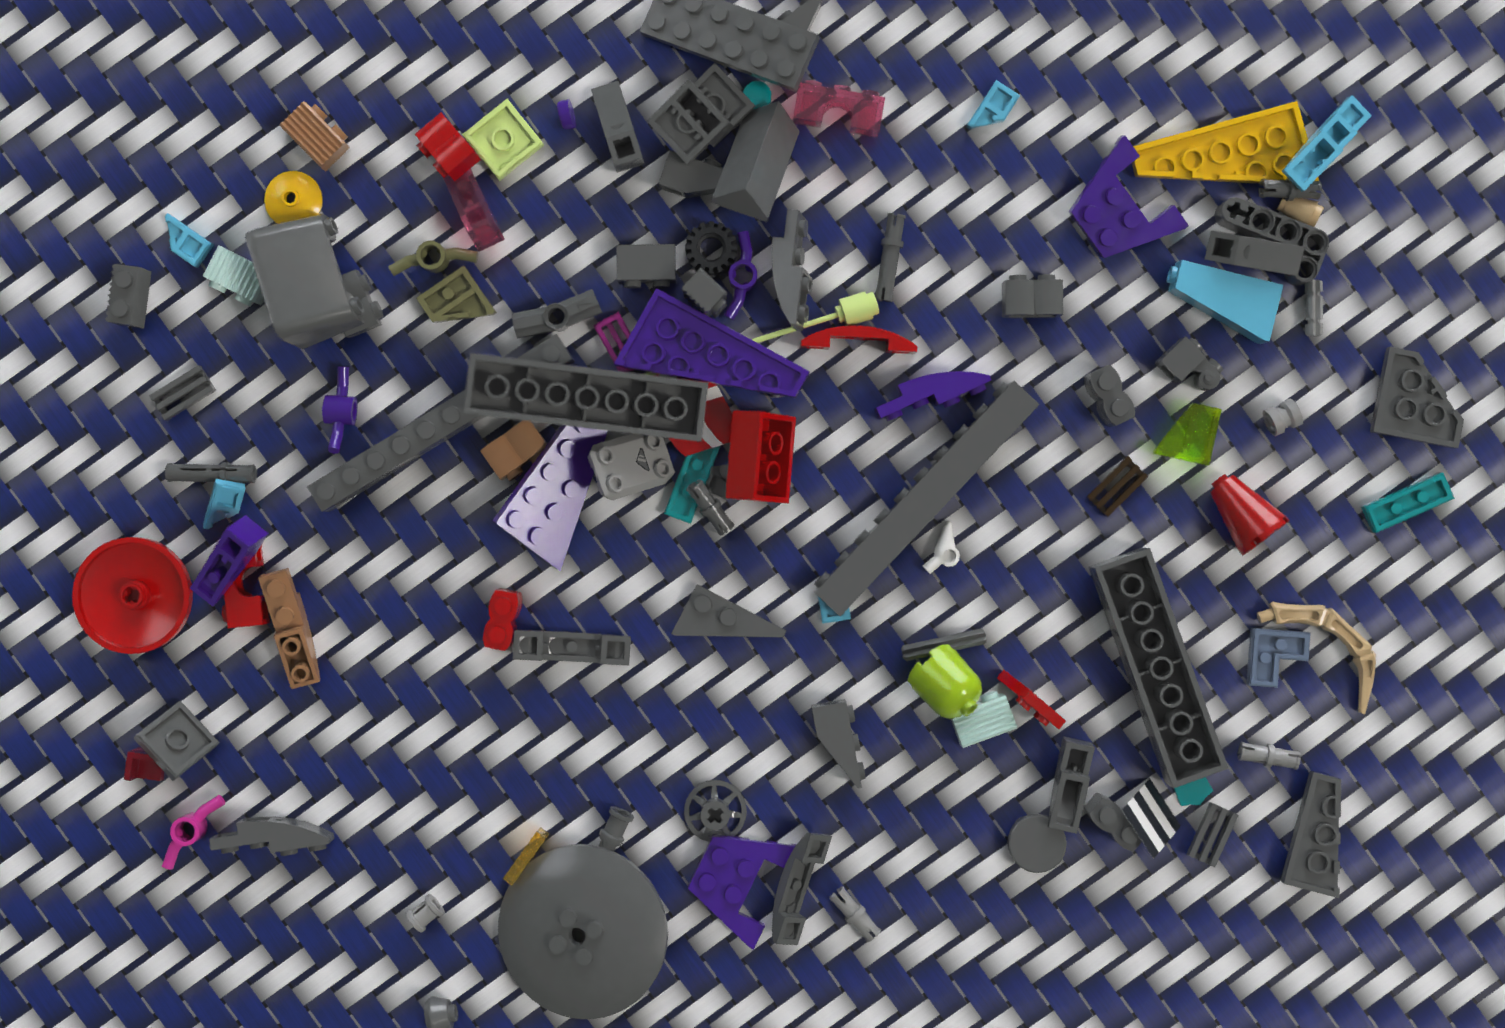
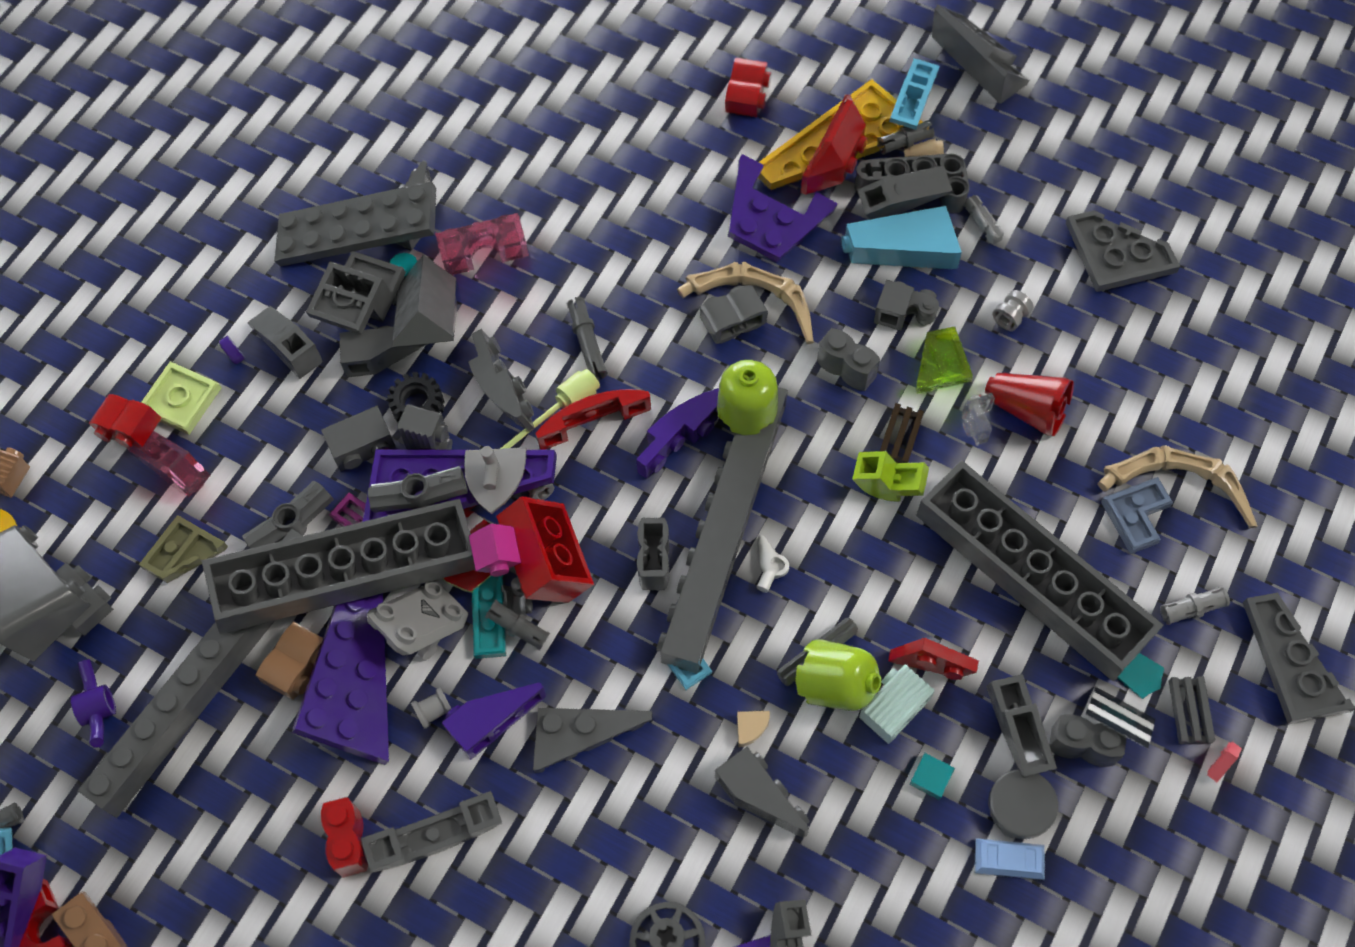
camera: 25 degrees left, 25 degrees down
(421, 253) = (150, 529): olive piece -> none
(612, 544) = (431, 707): none -> light grey bush
(649, 575) = (487, 718): none -> dark purple slope
(694, 360) = (400, 494): none -> dark grey piece
(718, 445) = (494, 549): none -> dark pink brick
(744, 262) = (454, 399): dark purple piece -> none
(747, 368) = (494, 474): none -> light grey shield
(853, 493) = (653, 553): none -> dark grey brick
(859, 680) = (751, 726): none -> tan tile
(979, 786) = (932, 776): none -> teal tile
(986, 411) = (747, 397): none -> lime cylinder
(994, 106) = (619, 190): medium azure tile -> none
(1003, 875) = (1009, 859): none -> light blue tile
(1068, 263) = (744, 273): none -> tan animal
(1084, 527) = (887, 480): none -> lime brick
(1172, 48) = (746, 87): none -> red brick
(1185, 510) = (974, 418): none -> clear bracket
(1219, 173) = (837, 149): none -> red wedge
(1221, 882) = (1225, 761): none -> coral tile
(1407, 502) = (1168, 332): teal tile -> none
(1419, 118) = (978, 53): none -> dark grey slope

